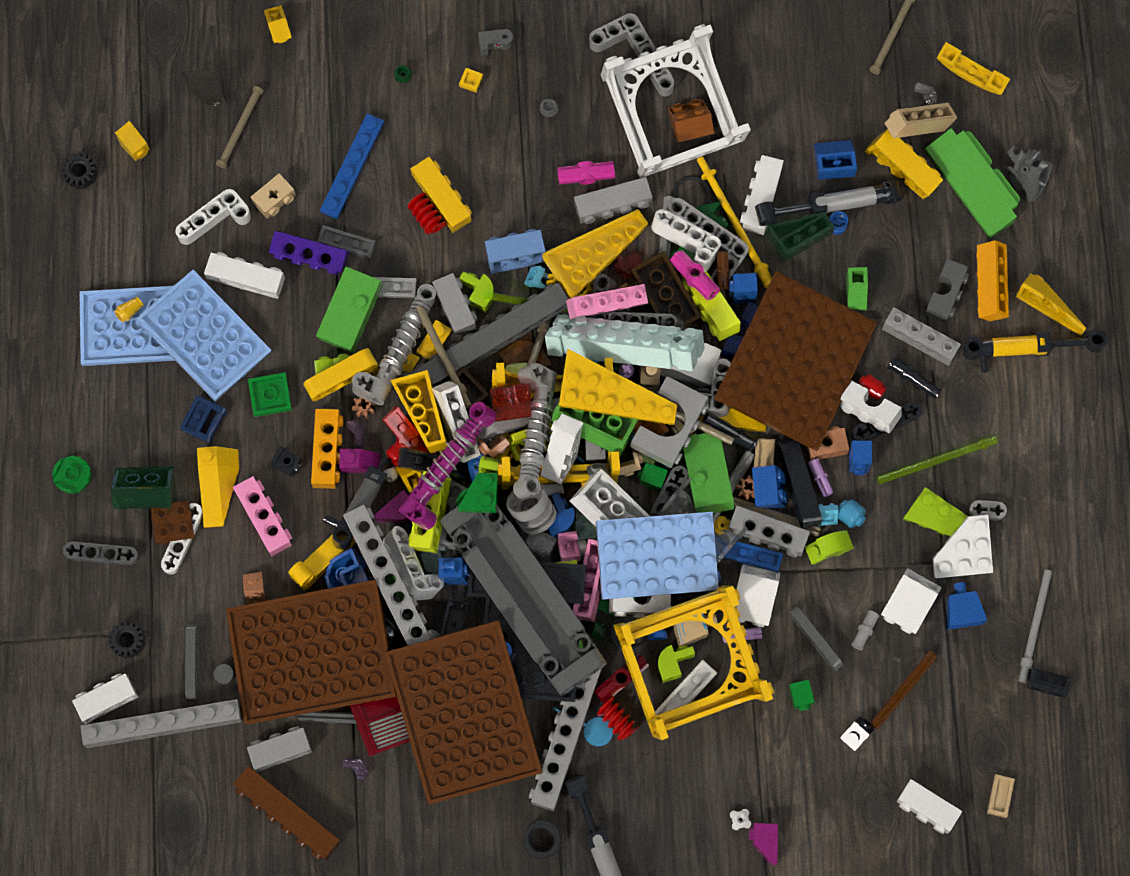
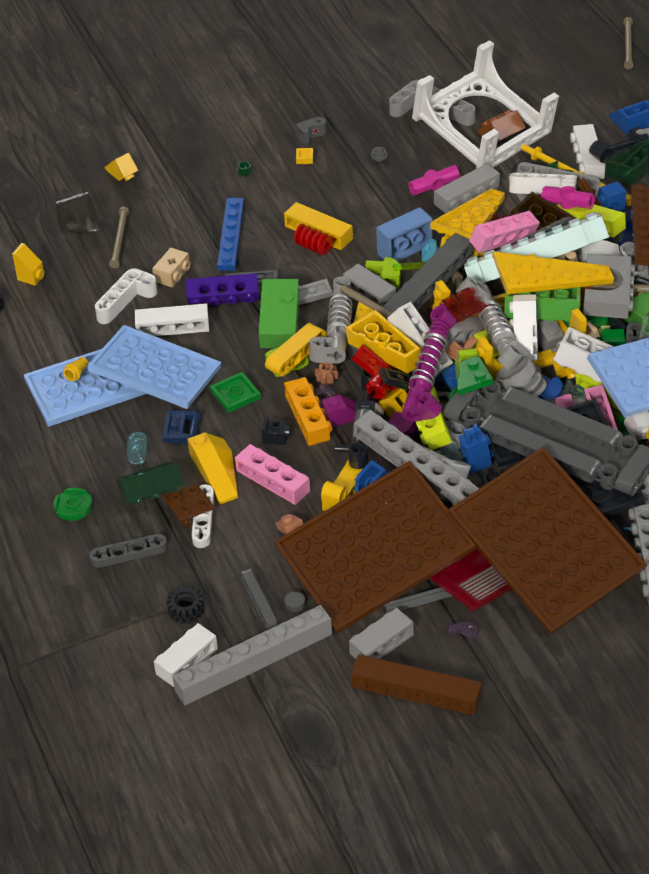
camera: 20 degrees left, 30 degrees down
(154, 427) = (137, 448): none -> clear light blue plate

